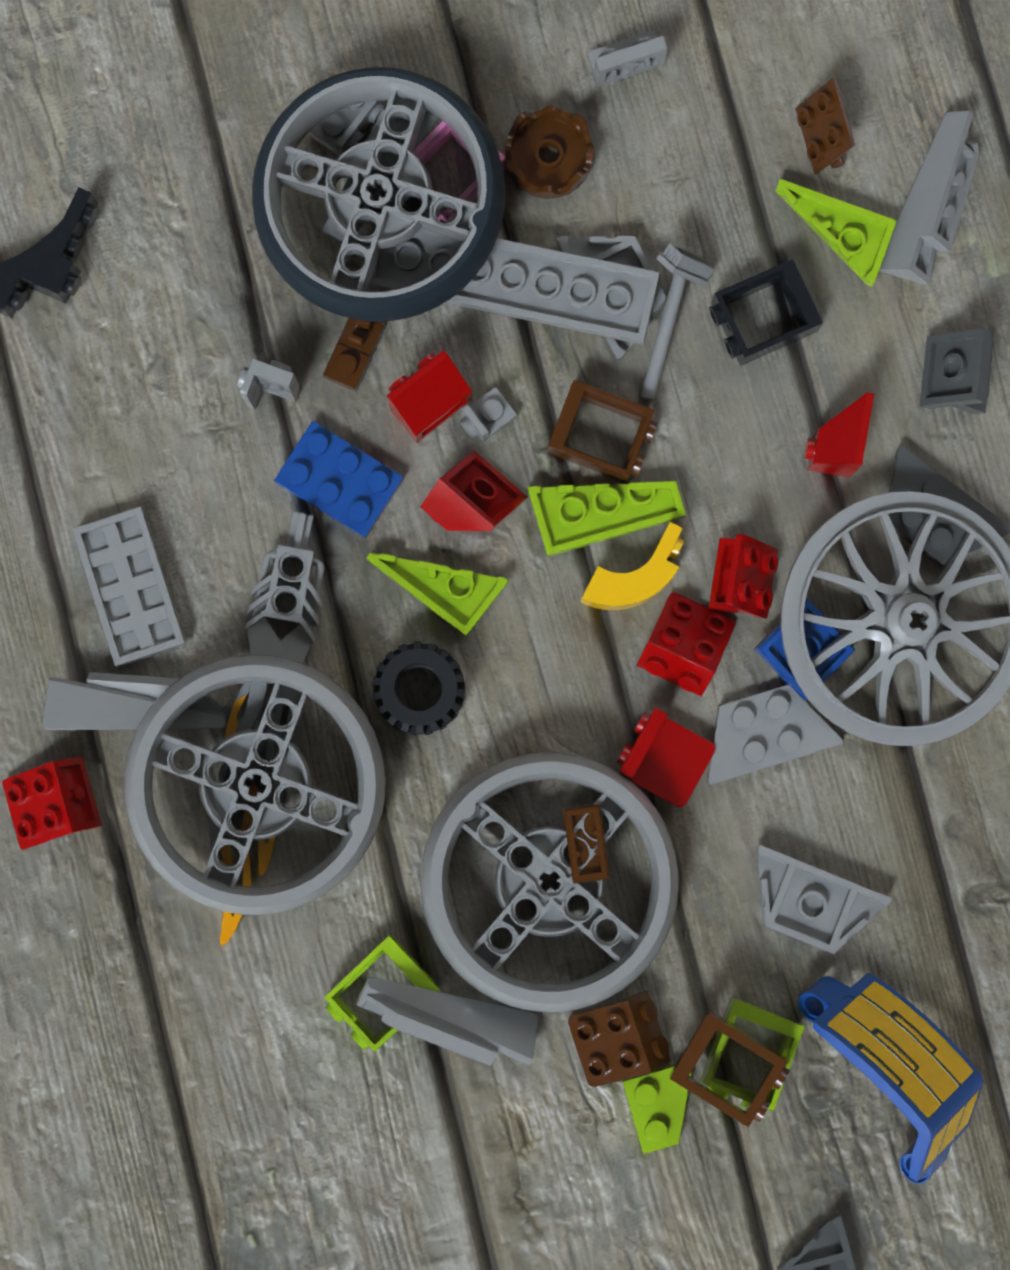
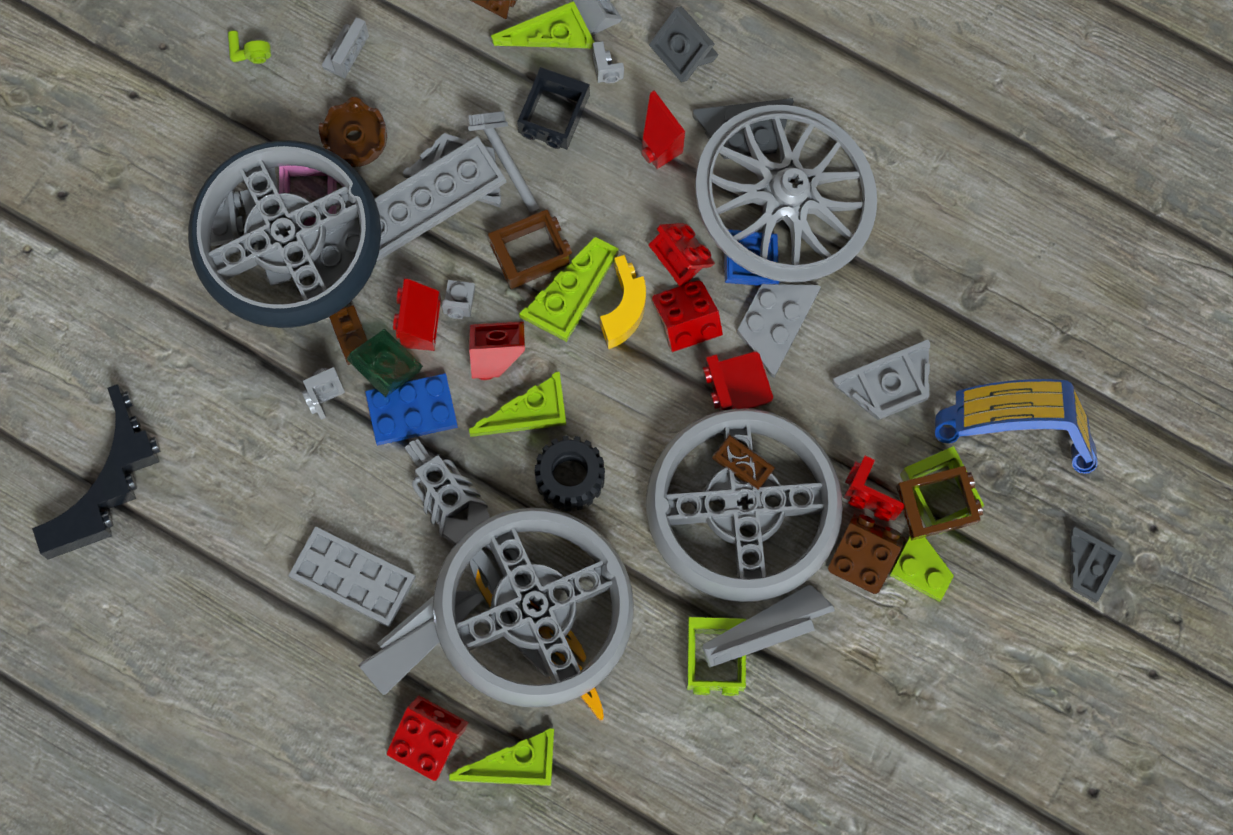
camera: 45 degrees left, 10 degrees down
(108, 911) = (521, 764): none -> lime wing
(353, 412) = (384, 362): none -> clear green plate
(681, 964) = (866, 497): none -> red bracket
(863, 309) = (604, 68): none -> light grey bracket

